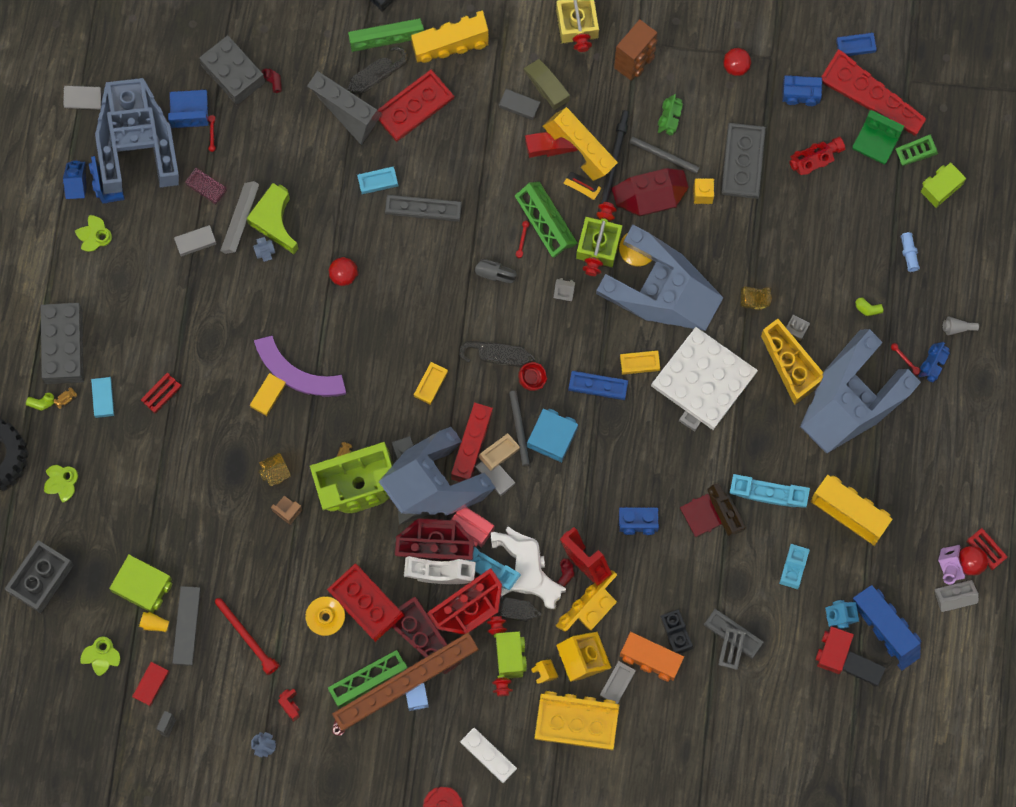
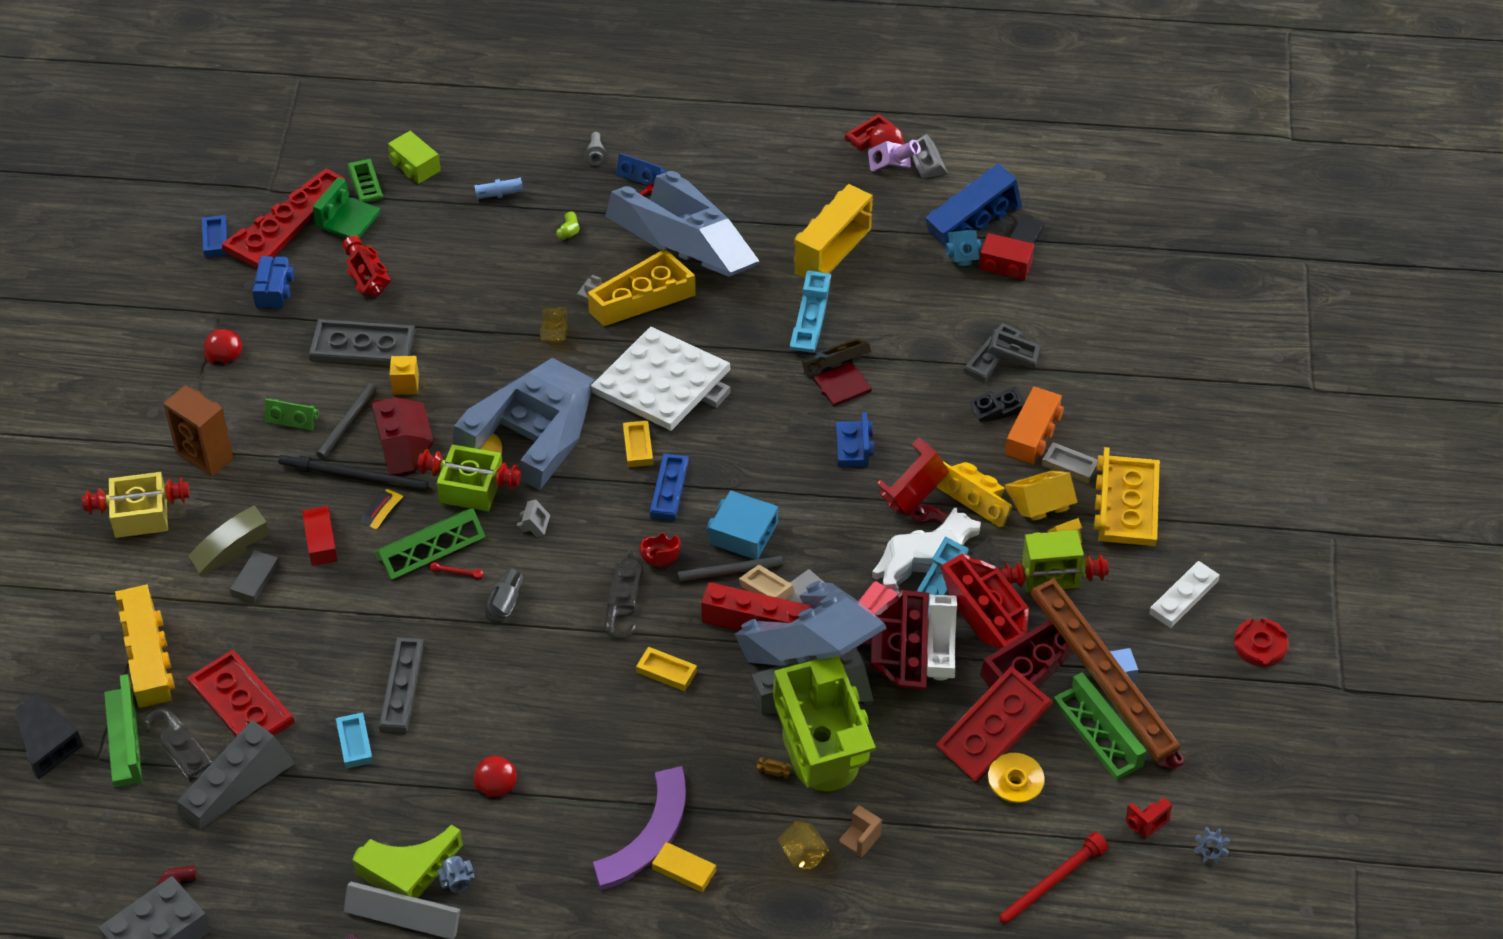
camera: 90 degrees left, 25 degrees down
(597, 158) = (307, 482): yellow arch -> none
(794, 566) = (898, 295): medium azure slope -> none

